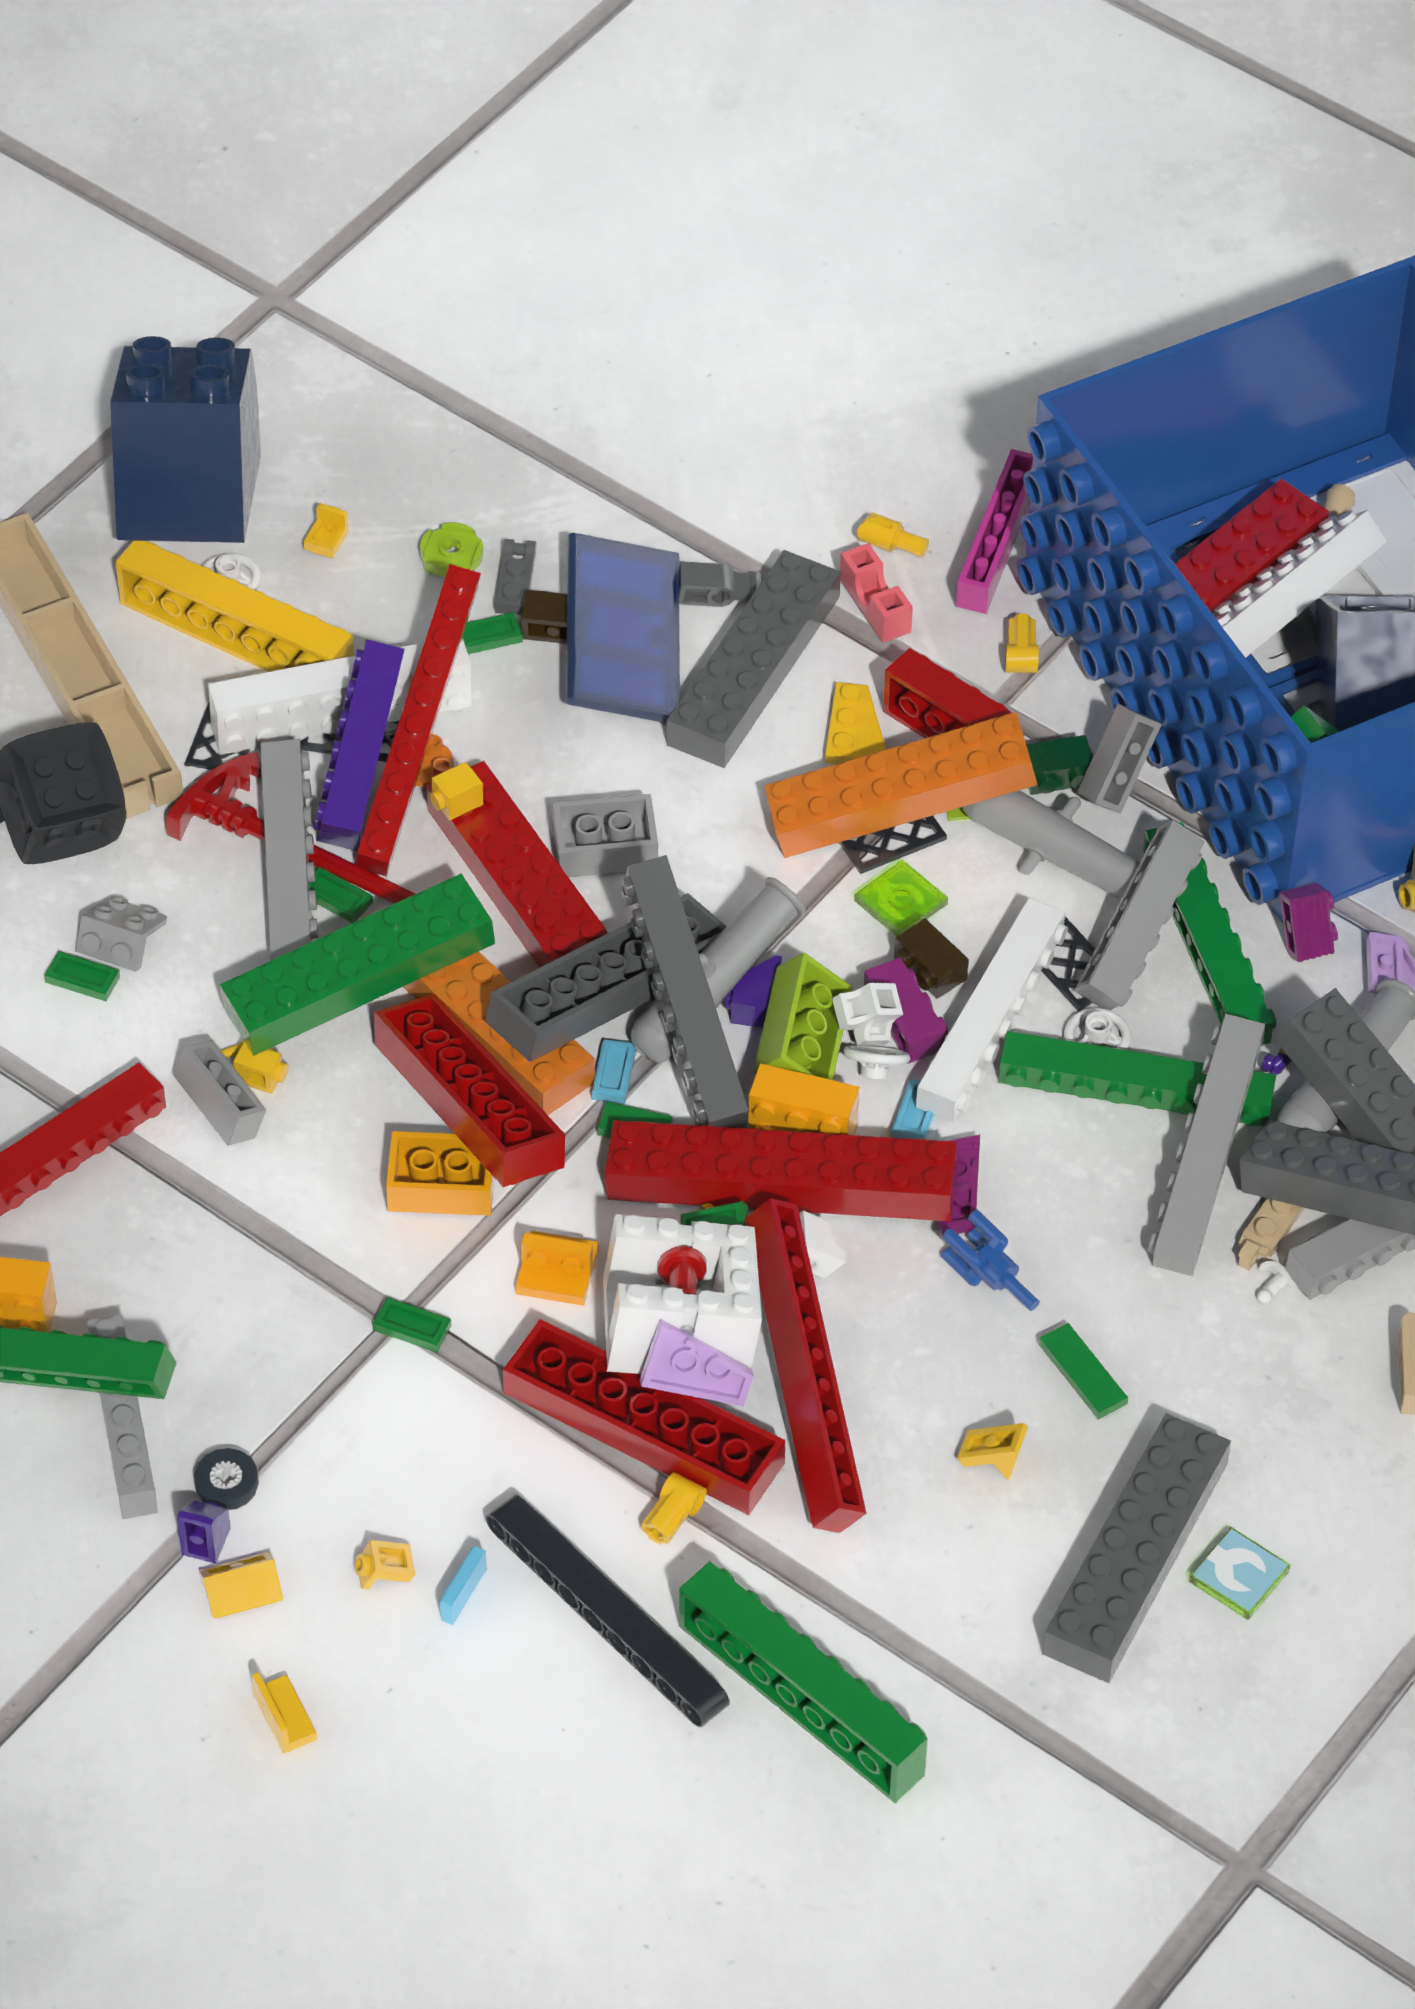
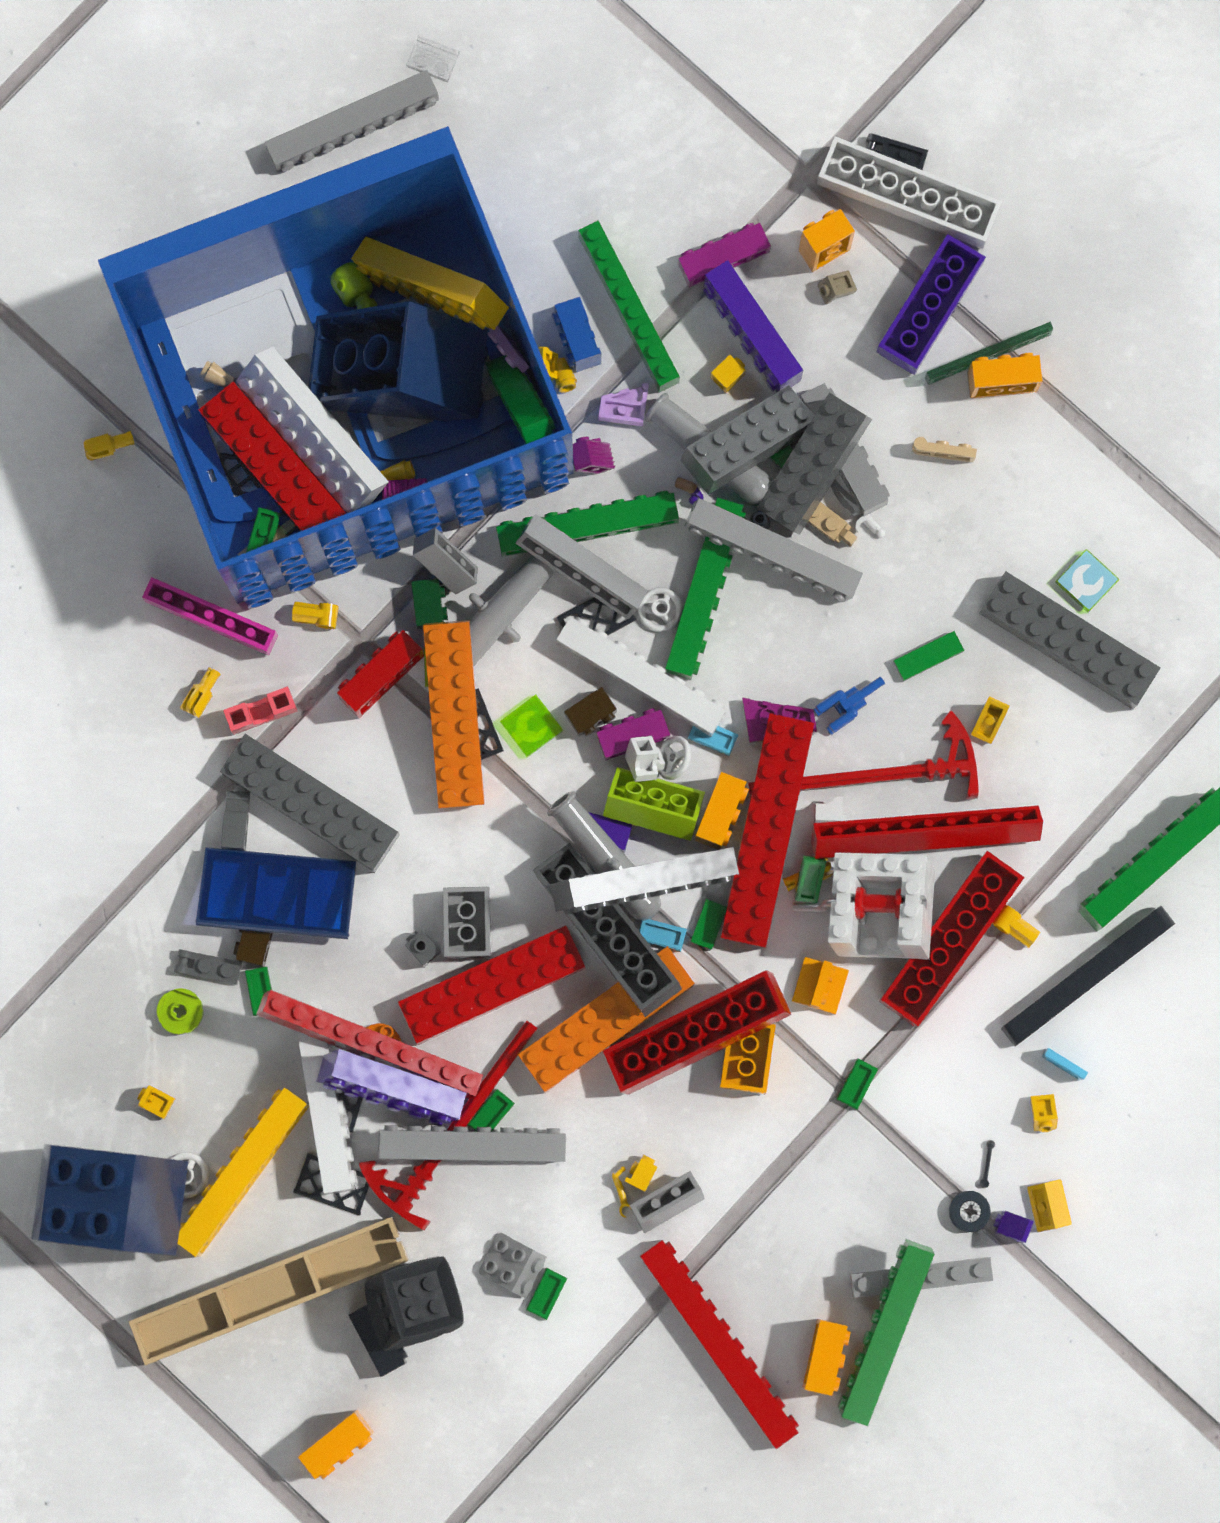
camera: 85 degrees left, 30 degrees up
(272, 1499) = (984, 1183): none -> black hinge
(283, 1712) = (1145, 1182): yellow panel -> none
(357, 964) = (585, 1101): green brick -> none
(456, 791) = (437, 1023): yellow brick -> none
(562, 787) = (422, 947): none -> dark grey brick
(693, 1368) = (939, 902): lavender wing -> none
(853, 725) = (376, 740): yellow wing -> none
(906, 1384) = (964, 767): none -> red piece
(1248, 1130) = (765, 524): none -> black cone

